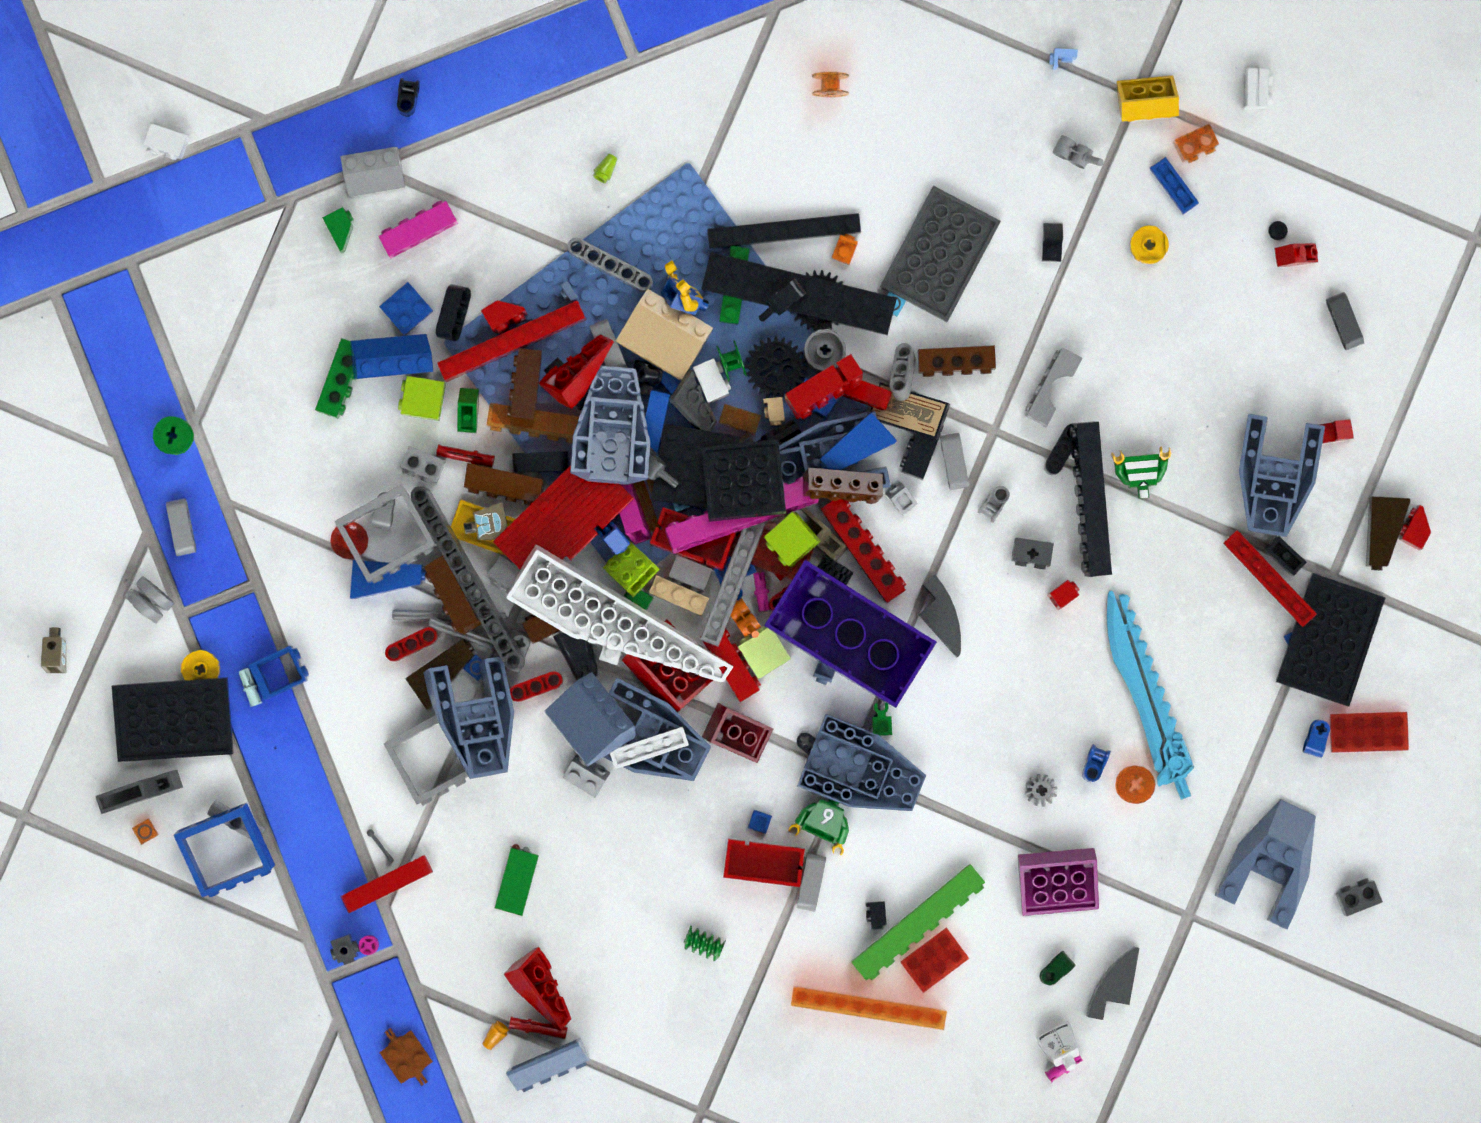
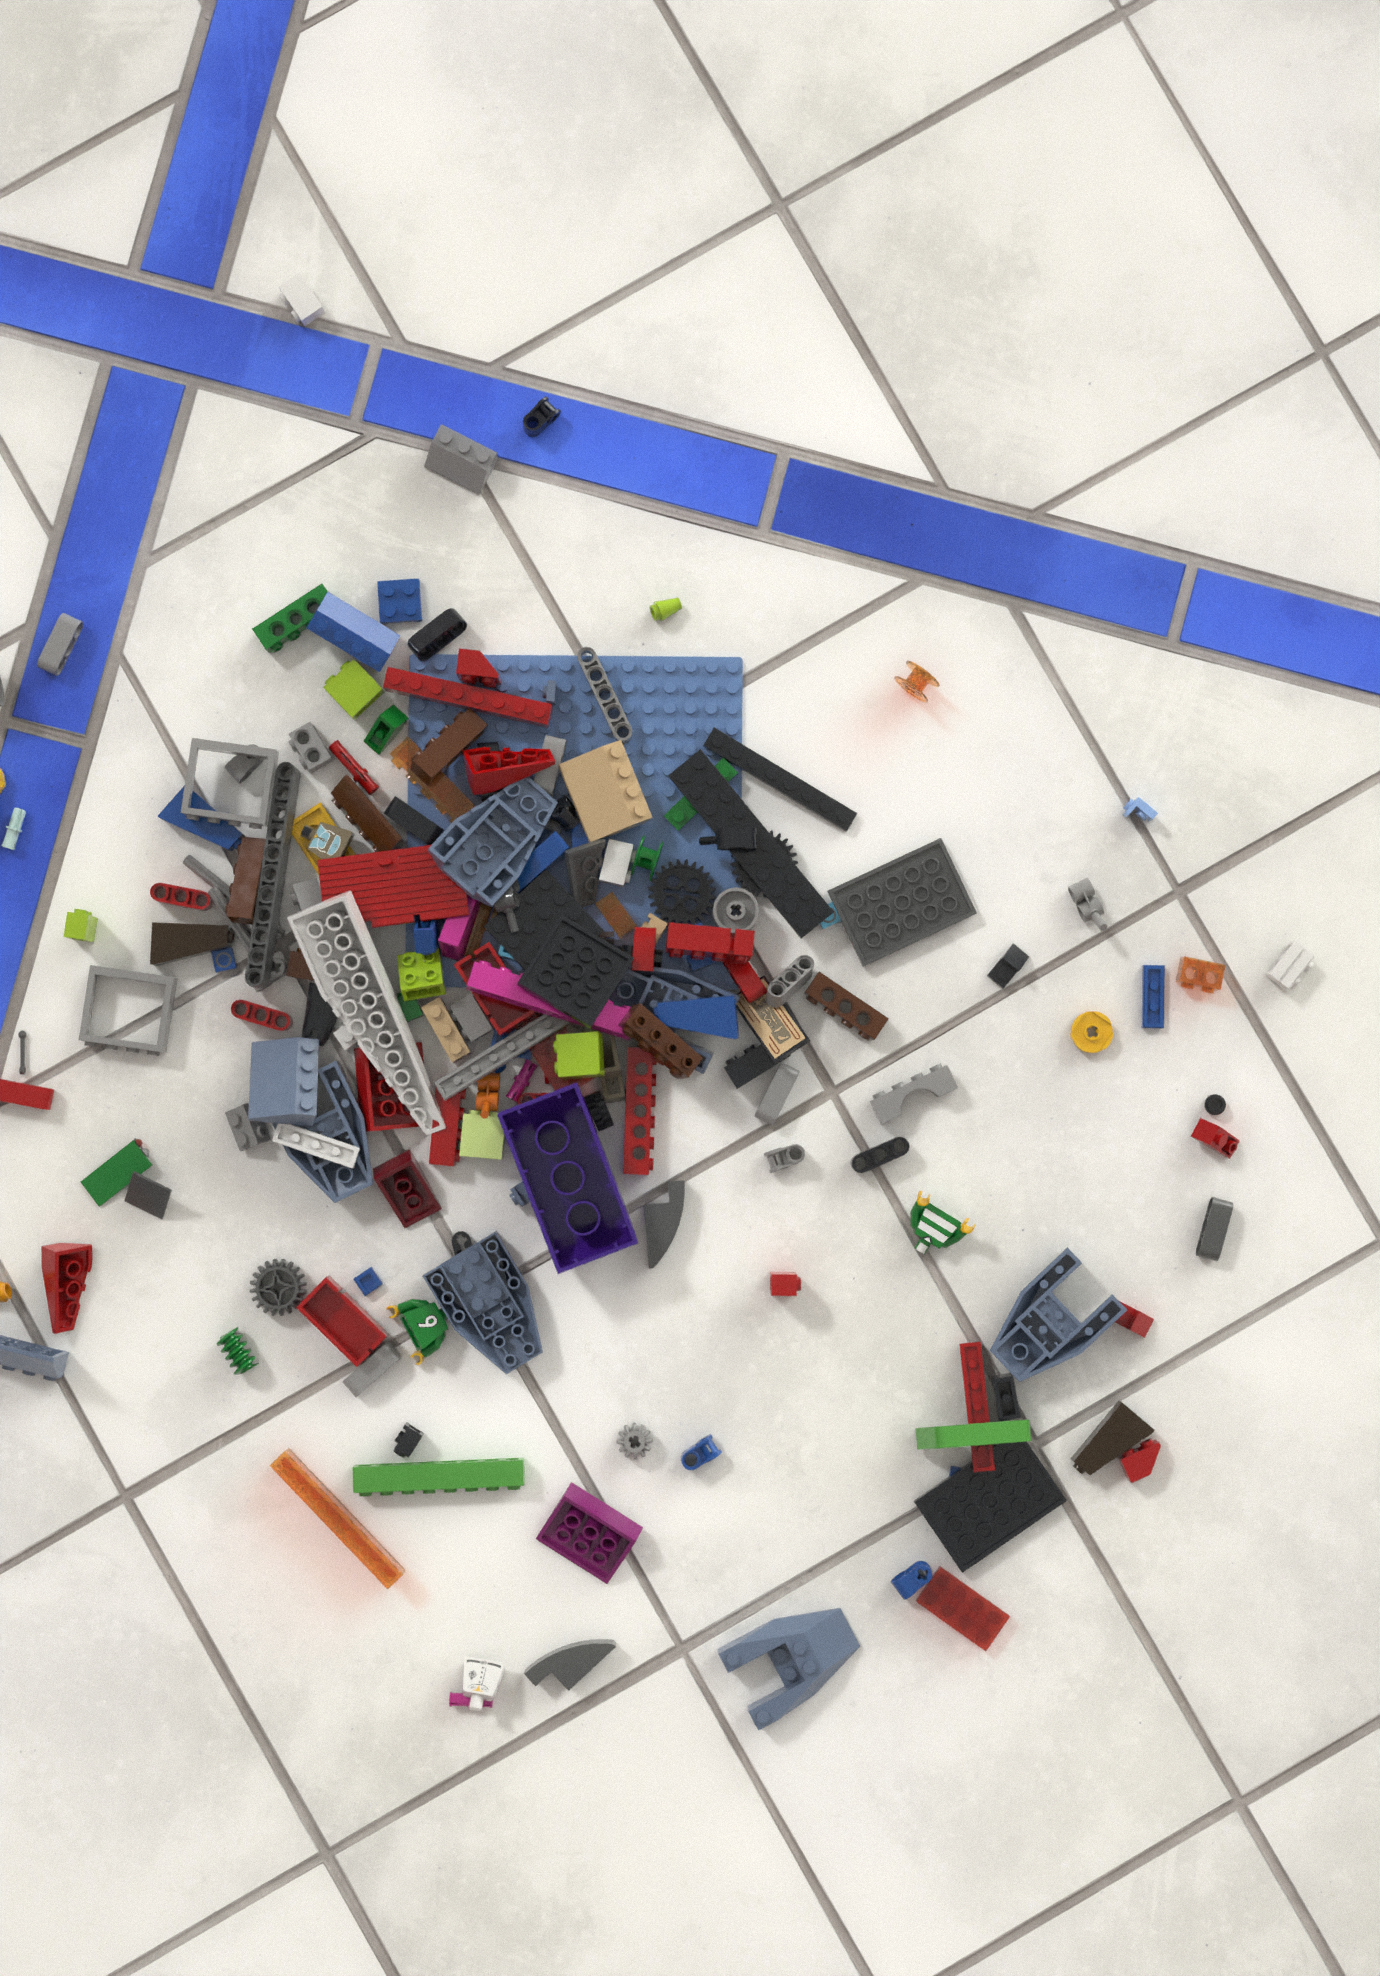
camera: 30 degrees right, 0 degrees up
(184, 434) = (124, 555): green piece -> none
(261, 681) = (27, 831): blue window -> none
(340, 227) = (395, 487): green slope -> none
(355, 720) = (80, 925): none -> lime brick
(358, 536) = (205, 769): clear red dish -> none
(418, 229) = (461, 539): dark pink brick -> none
(479, 727) = (179, 1015): sand blue wedge -> none
(536, 1027) = (36, 1314): red pin -> none
(552, 879) = (148, 1195): none -> dark grey piece
(680, 294) = (646, 768): torso -> none
(710, 862) = (280, 1306): none -> dark grey gear
(779, 427) = (644, 949): none -> red slope
(845, 249) = (821, 835): orange bracket -> none
(882, 724) = (539, 1276): green plate -> none
(901, 498) = (706, 1090): light grey bracket -> none
(934, 960) = (428, 1519): clear red plate -> none
(1043, 549) = (796, 1231): dark grey brick -> none
(1059, 966) = (532, 1609): dark green piece -> none
(1091, 499) = (872, 1217): black brick -> none
(1146, 785) = (730, 1507): clear orange piece -> none
(1148, 98) = (1187, 902): yellow slope -> none
(1175, 753) = (778, 1495): medium azure piece -> none
(1280, 600) = (973, 1434): none -> bright green beam
(1360, 902) = (840, 1754): dark grey brick -> none

